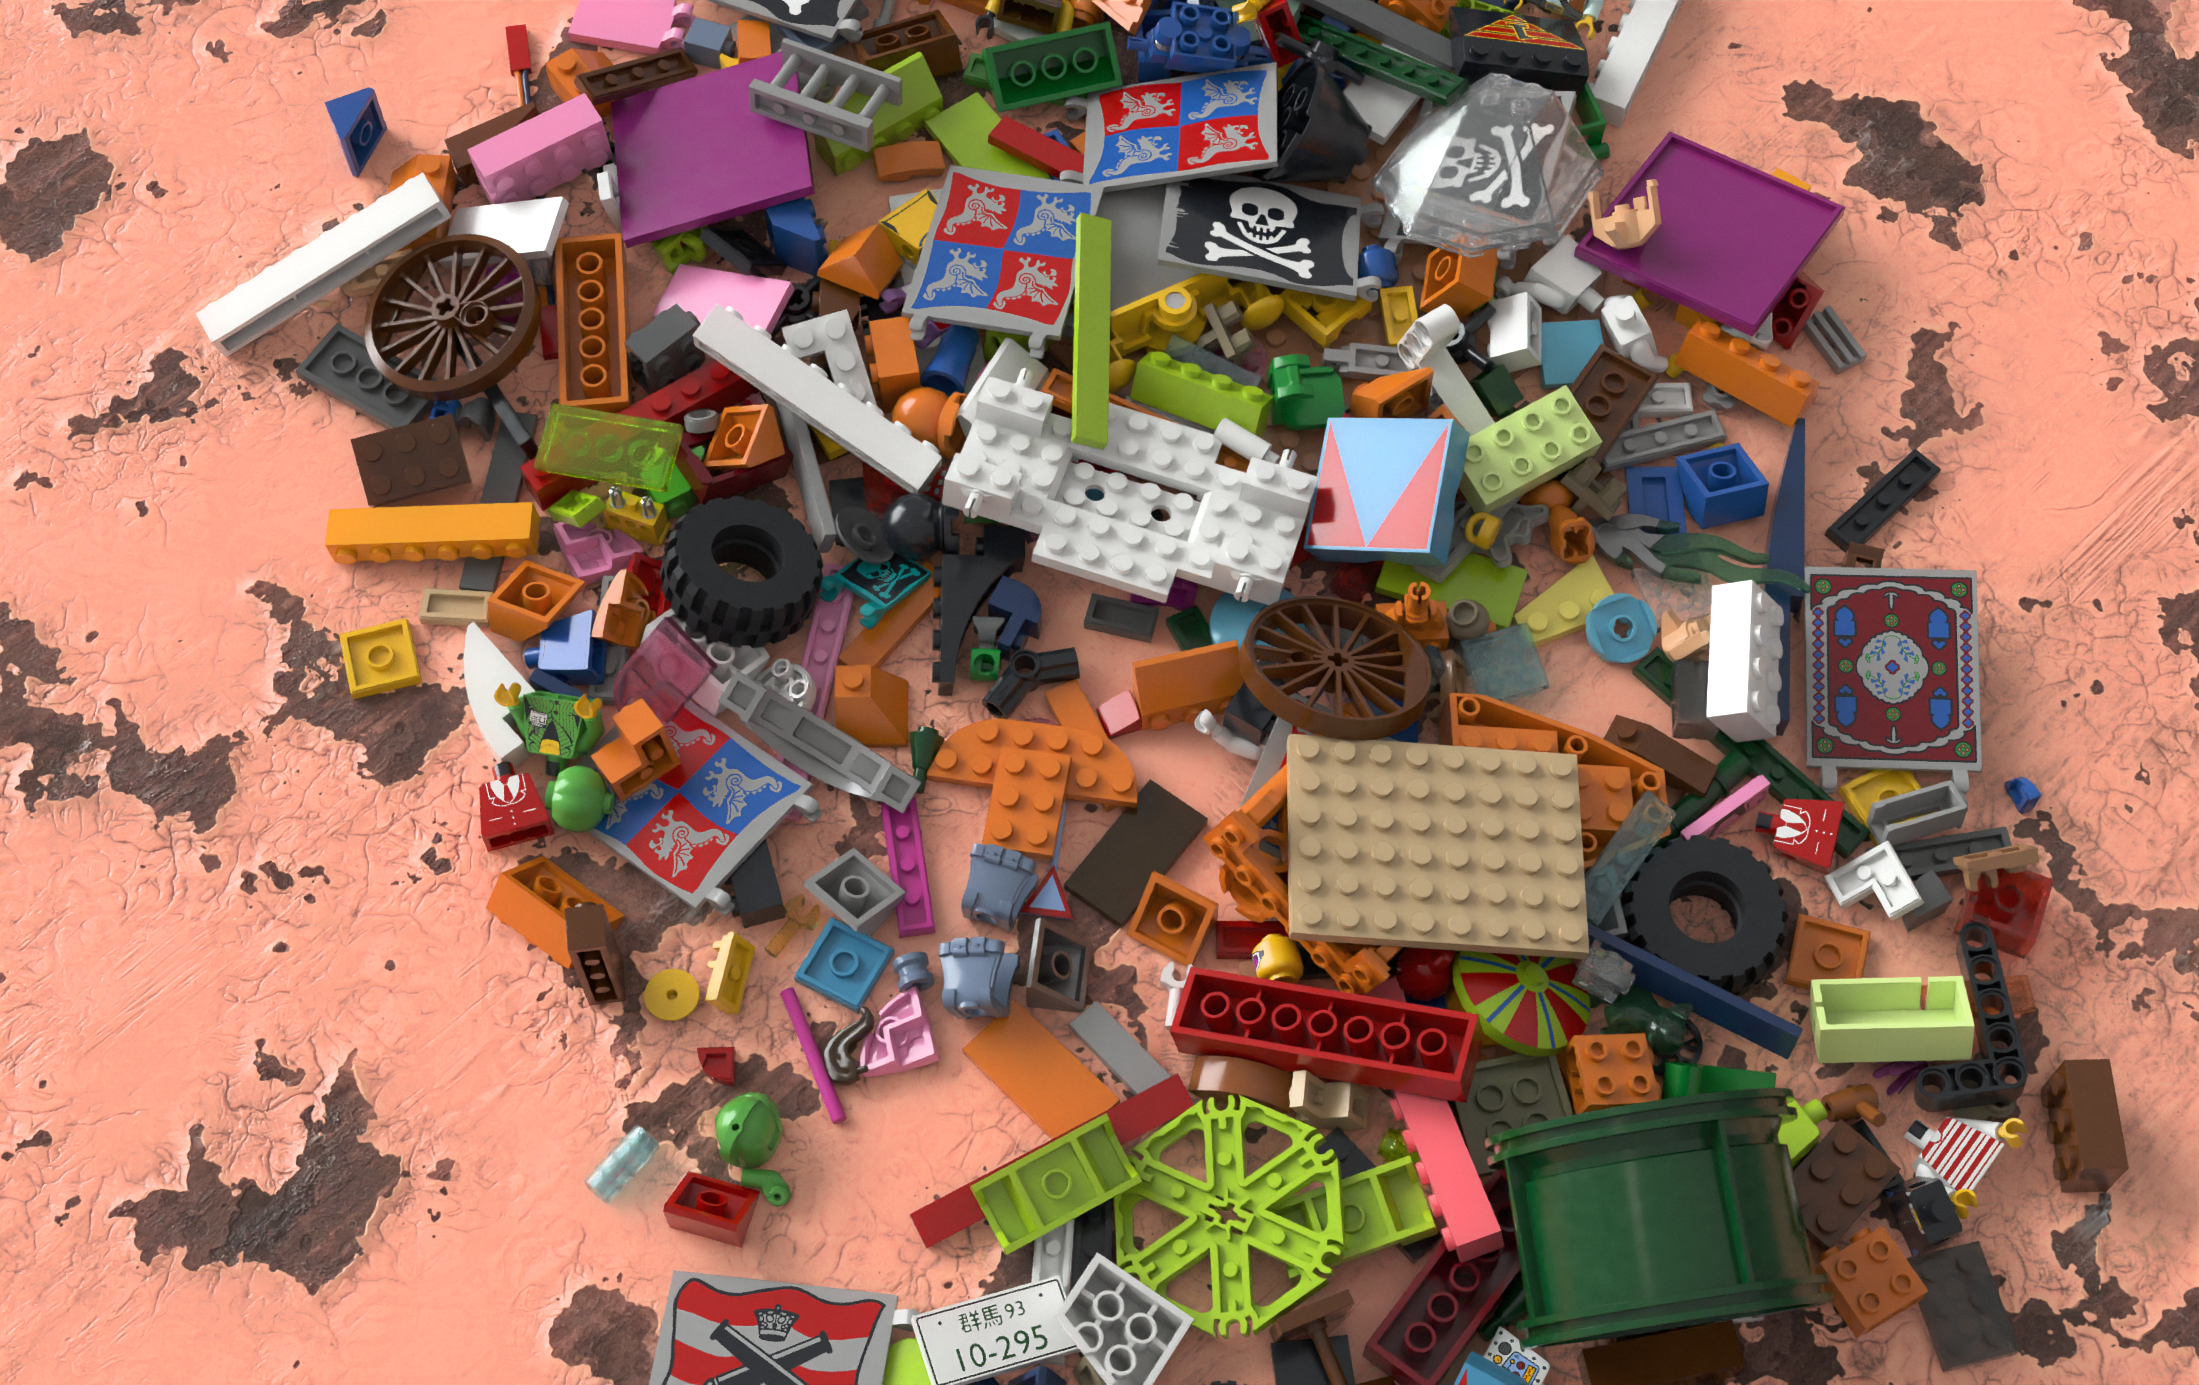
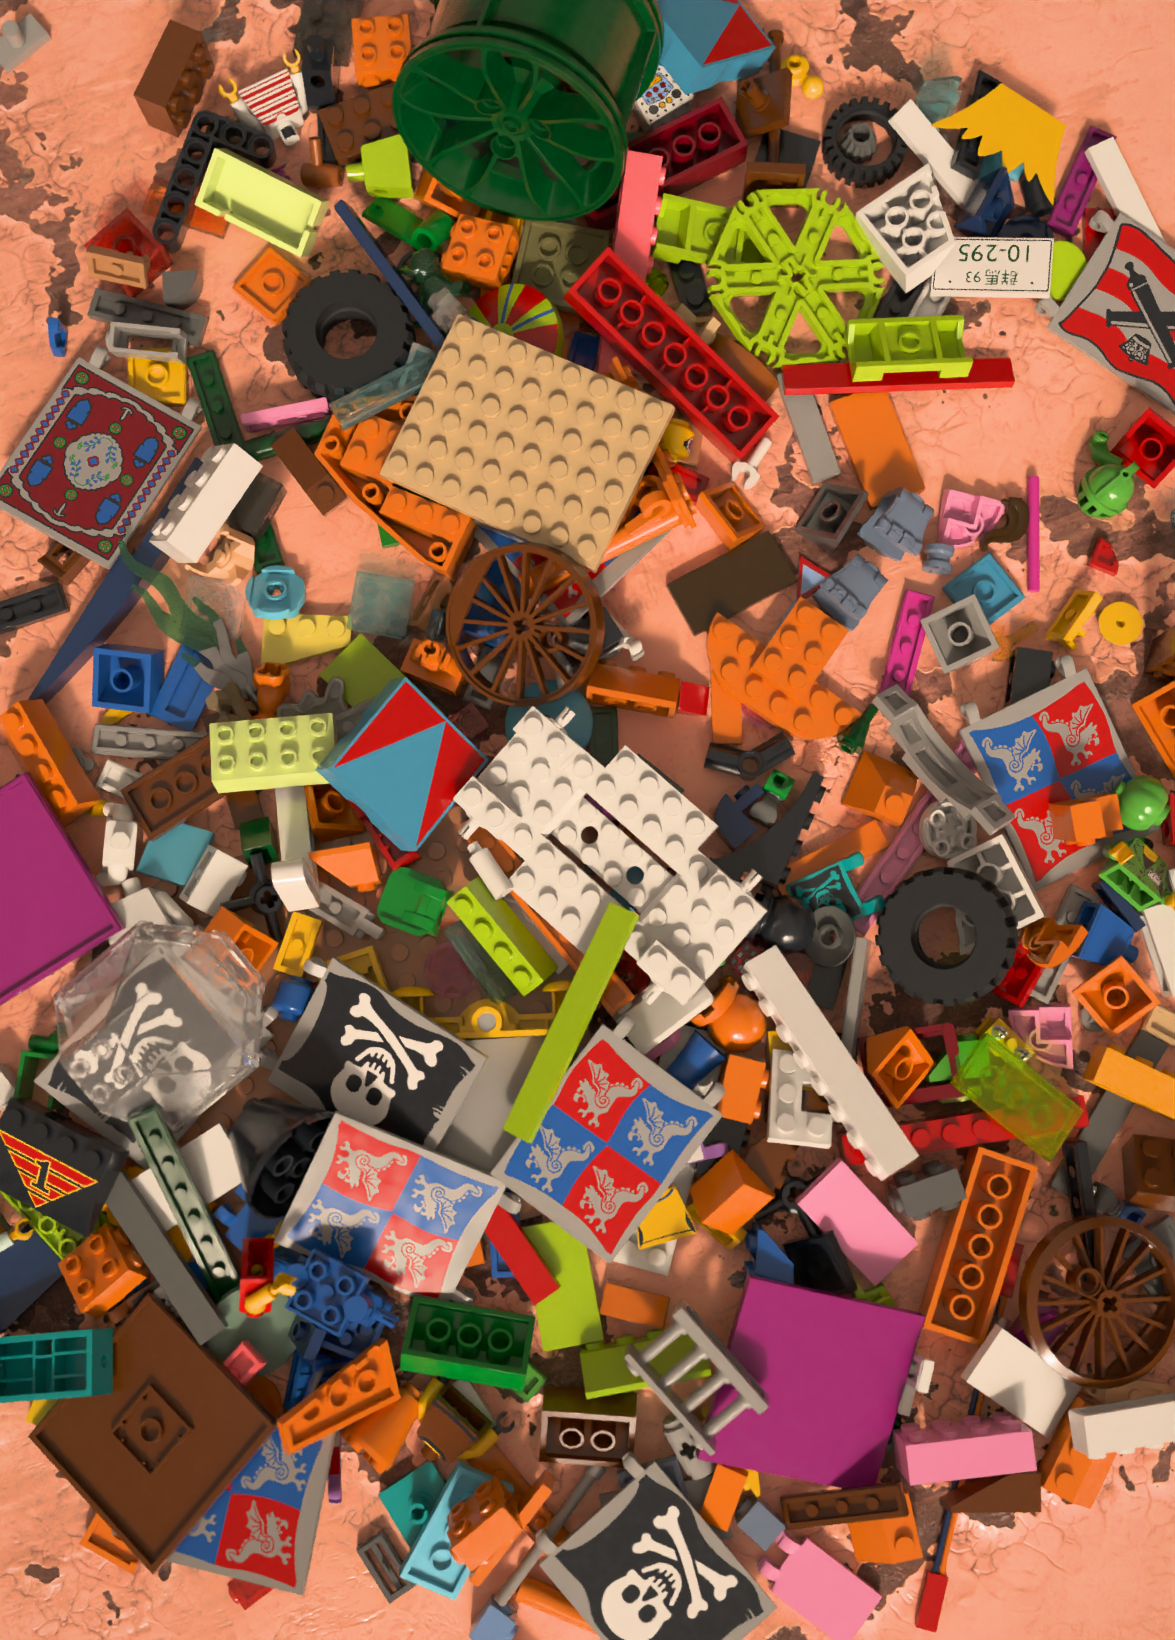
camera: 155 degrees left, 20 degrees up
(357, 126) = (1117, 1561): blue slope -> none
(576, 508) = (1053, 1065): lime plate -> none
(663, 671) = (1041, 872): clear pink tile -> none
(701, 421) = (921, 1105): light grey tile -> none
(1222, 337) = (456, 984): dark tan hips -> none
(1321, 52) = (235, 1222): black bar -> none
(1468, 620) = (390, 646): dark tan animal -> none
(1488, 530) = (340, 702): yellow tile -> none
(1627, 226) = (70, 918): light nougat piece -> none
(1804, 831) = (235, 371): red torso -> none
(1880, 873) = (201, 316): white tile -> none

